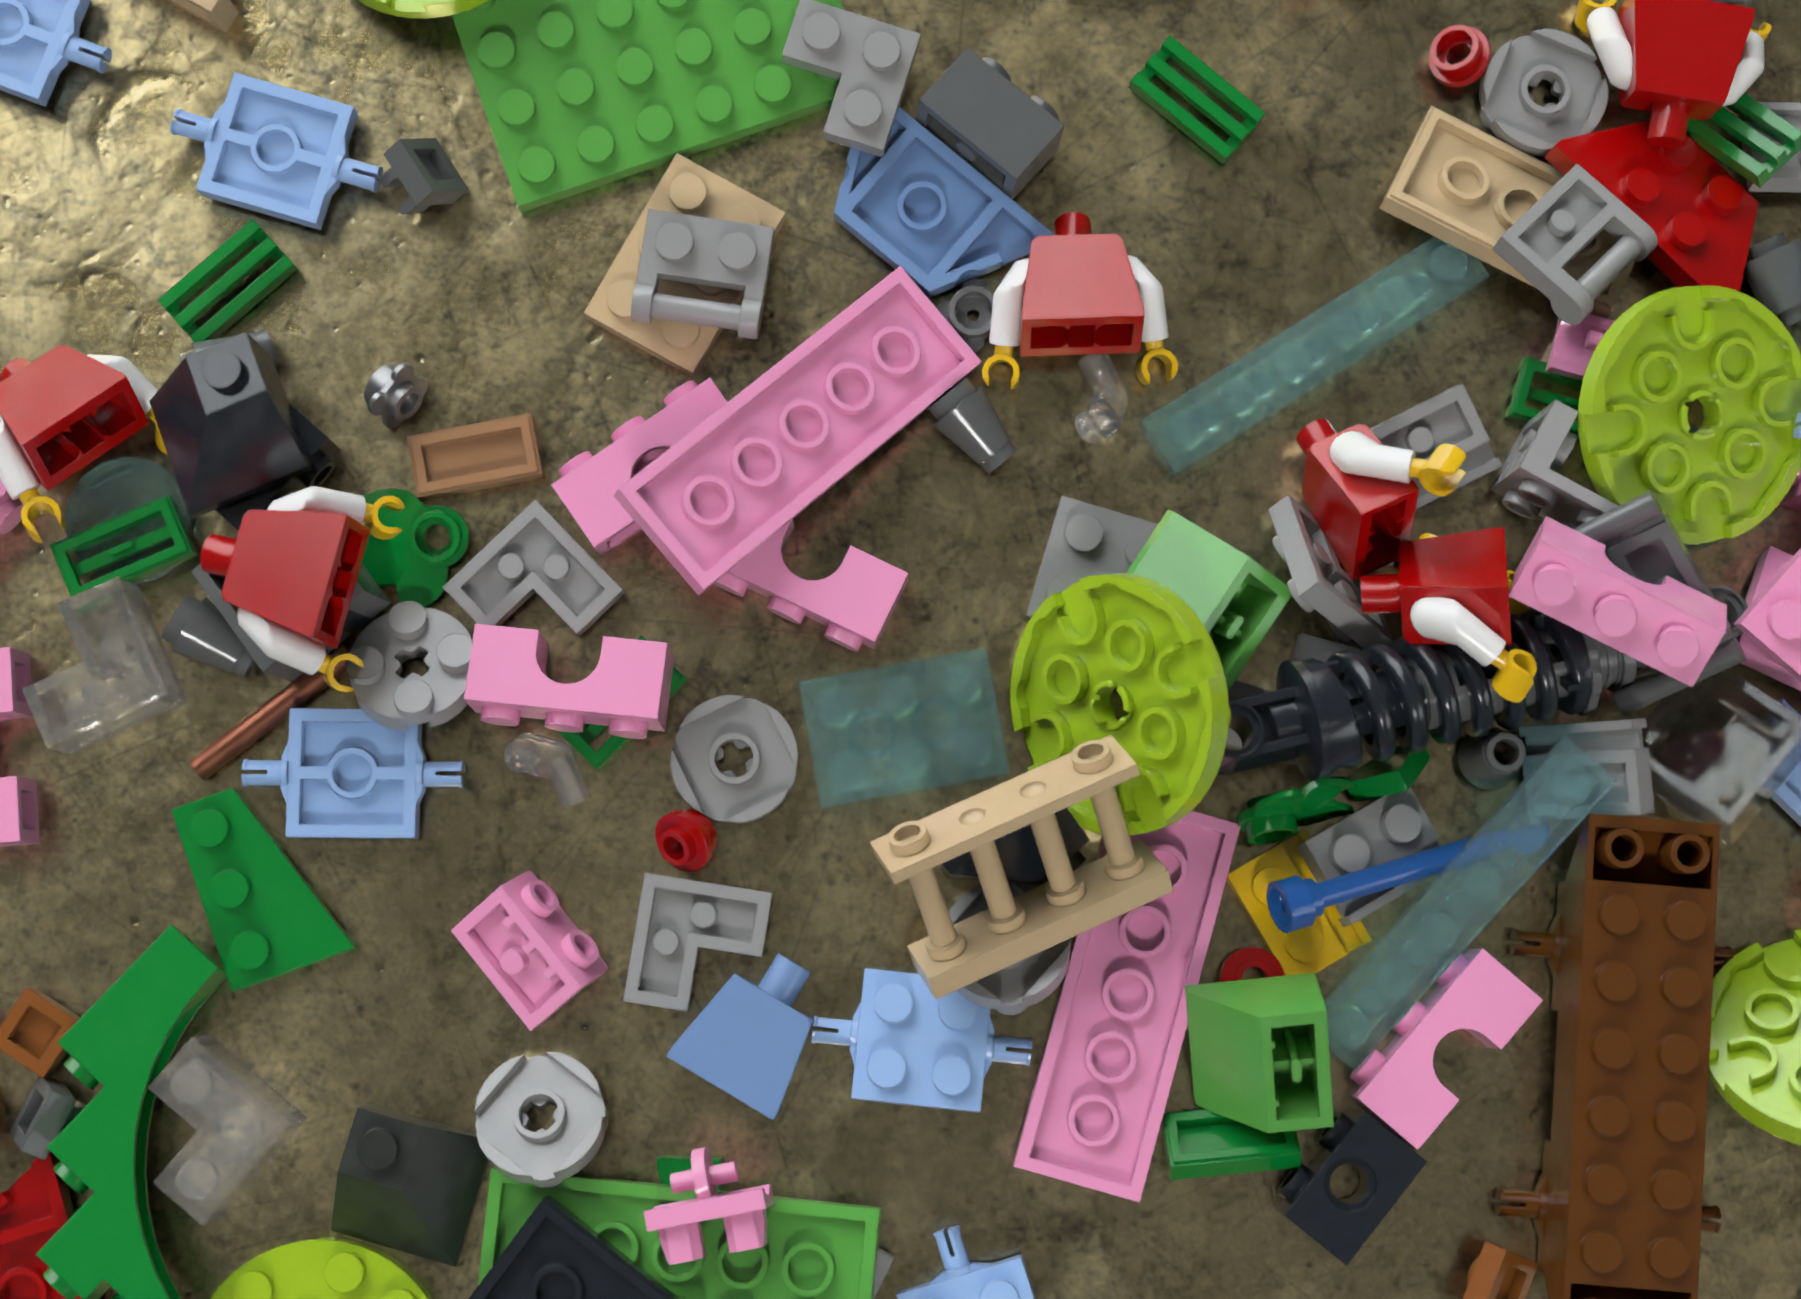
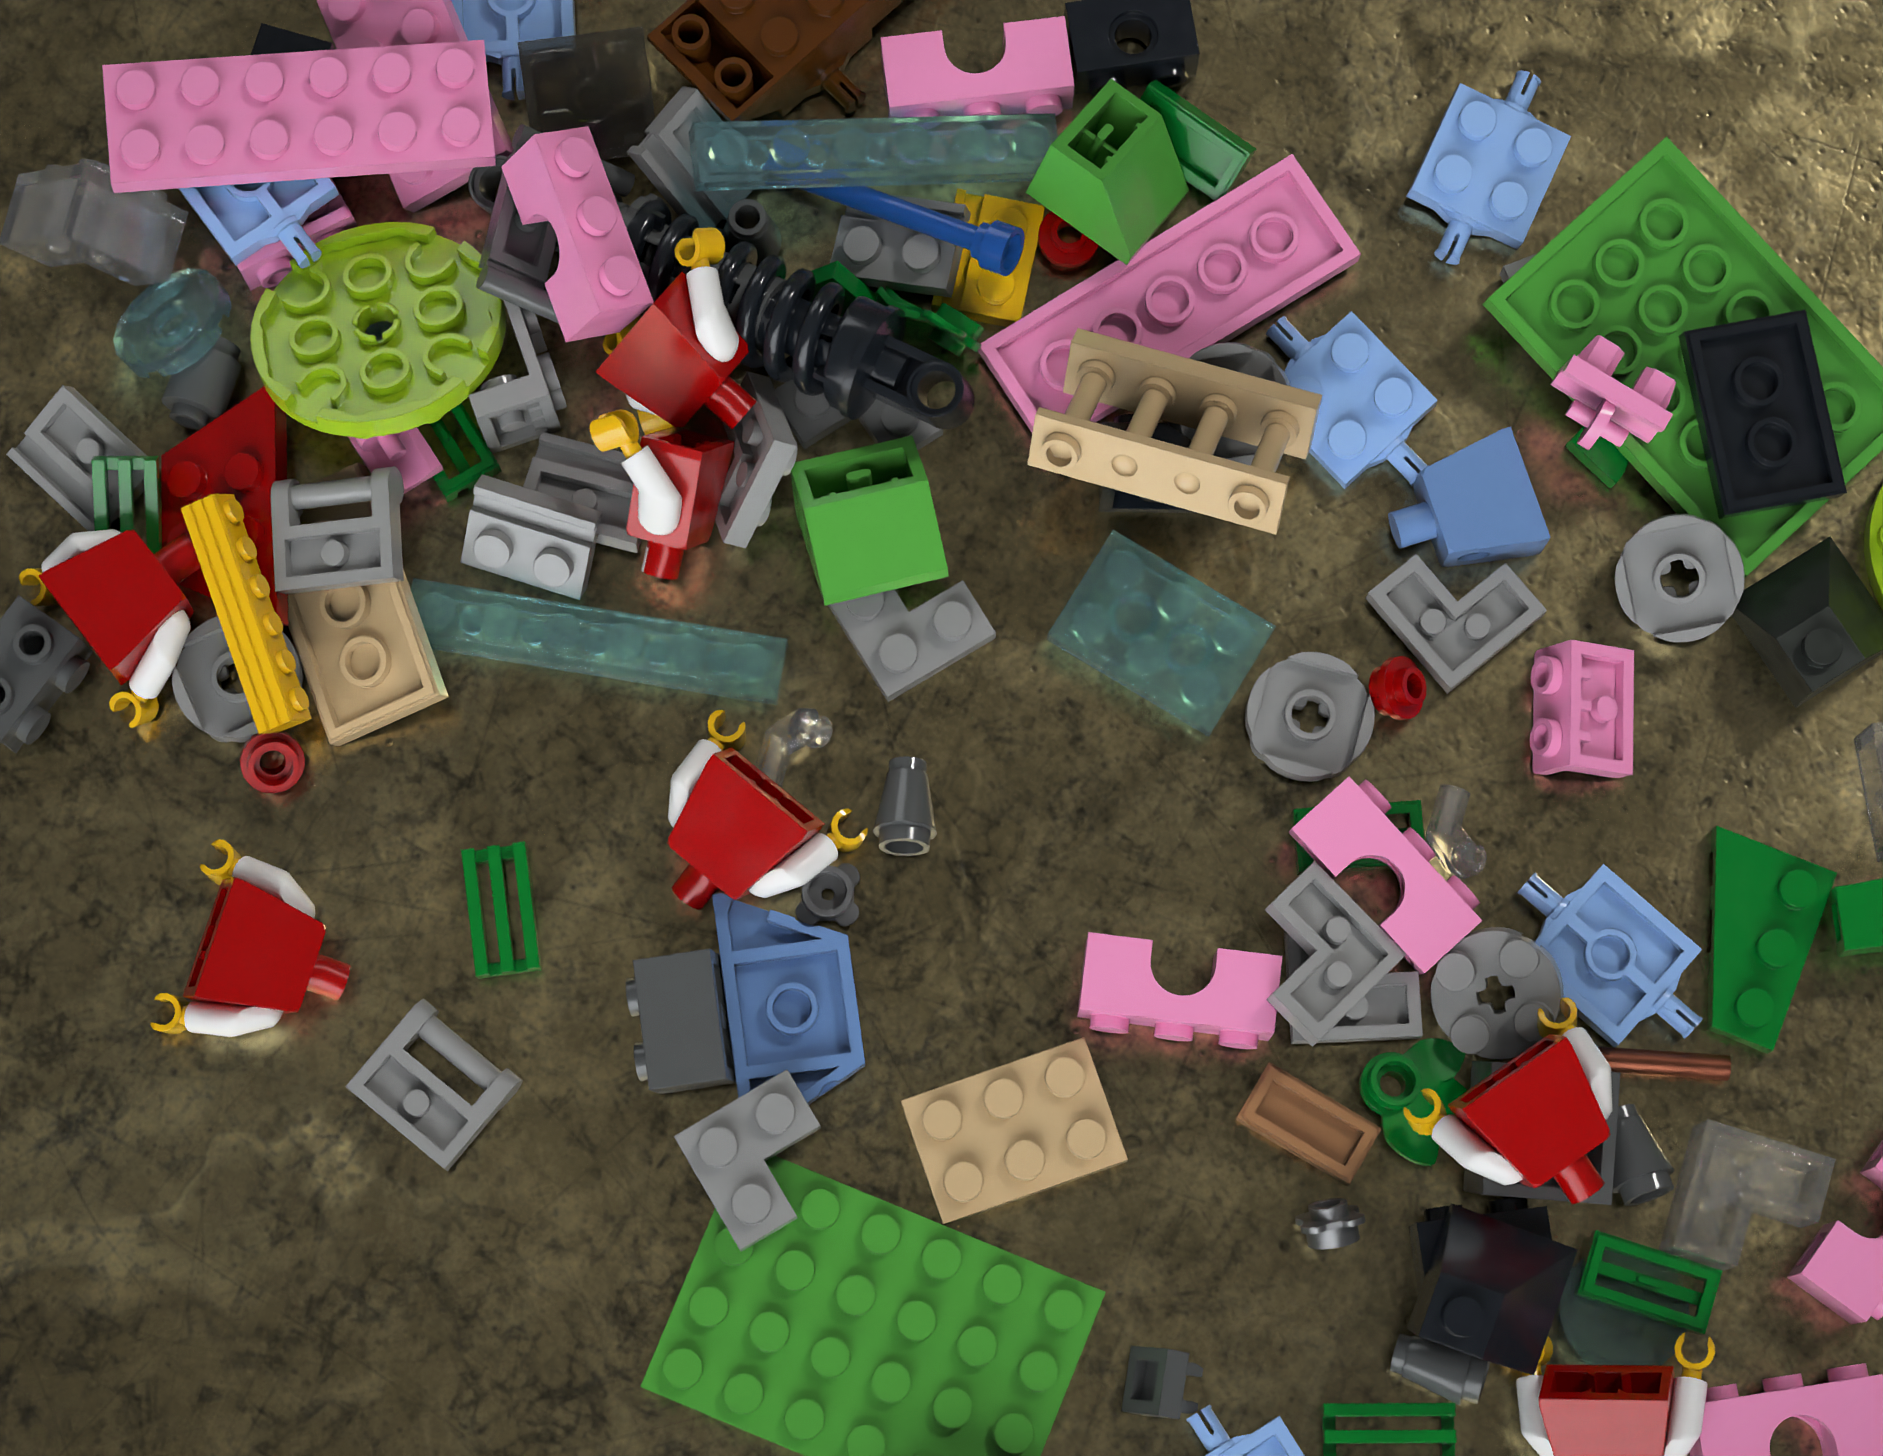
camera: 135 degrees left, 5 degrees down
(543, 585) = (1344, 950): none -> light grey plate
(708, 255) = (996, 1112): light grey plate -> none
(797, 430) = (1048, 904): bright pink plate -> none
(850, 602) = (1119, 754): bright pink arch -> none
(1170, 681) = (949, 534): lime plate -> none
(1433, 376) = (531, 537): none -> light grey plate
(1582, 125) = (246, 613): none -> yellow piece

